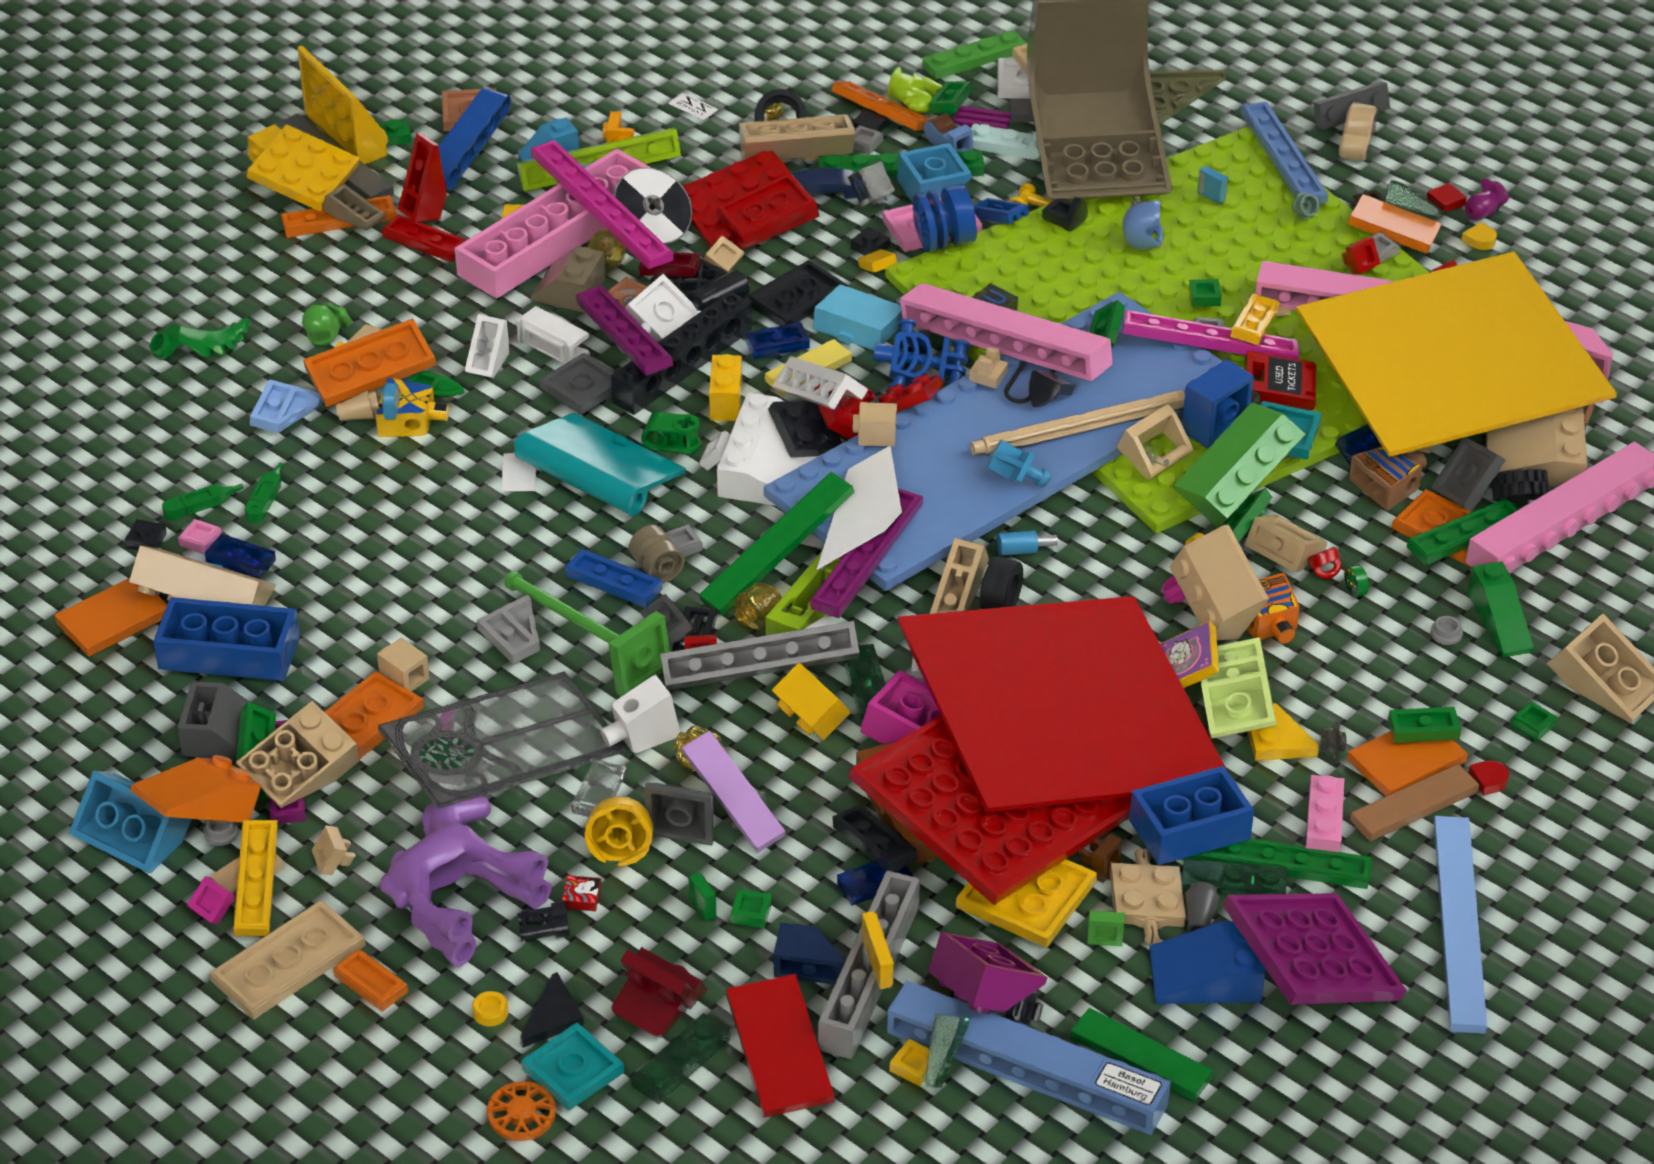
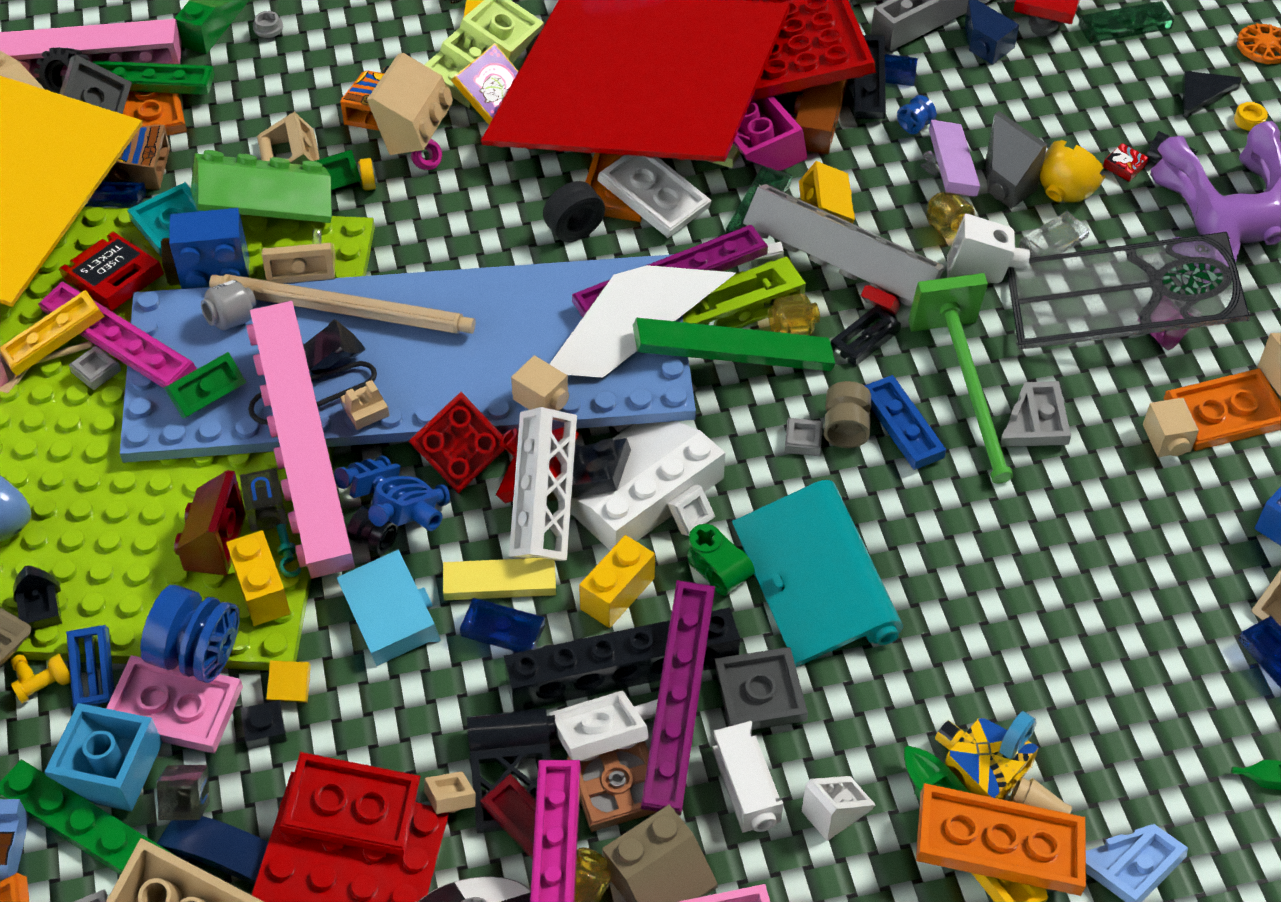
camera: 145 degrees left, 10 degrees up
(263, 495) = (1211, 742): green piece -> none
(517, 474) = (915, 616): white sticker -> none
(572, 1066) = (1213, 44): teal plate -> none
(655, 992) = (1116, 49): dark red piece -> none
(676, 623) = (891, 341): dark grey plate -> none
(702, 896) = (1034, 105): green tile -> none
(751, 908) = (1001, 83): green plate -> none
(794, 293) = (414, 695): black tile -> none
(803, 831) = (916, 114): none -> blue wheel
(945, 268) = (258, 578): none -> yellow brick
(960, 577) = (601, 240): tan slope -> none
(1003, 270) = (209, 523): none -> dark red slope
(1015, 464) = (458, 270): dark azure piece -> none
(1022, 542) = (498, 257): dark azure piece -> none
(1154, 375) = (228, 305): none -> light grey head
(1205, 293) = (45, 403): green plate -> none
(1322, 558) = (279, 110): red tile -> none
(1356, 581) = (283, 86): green tile -> none

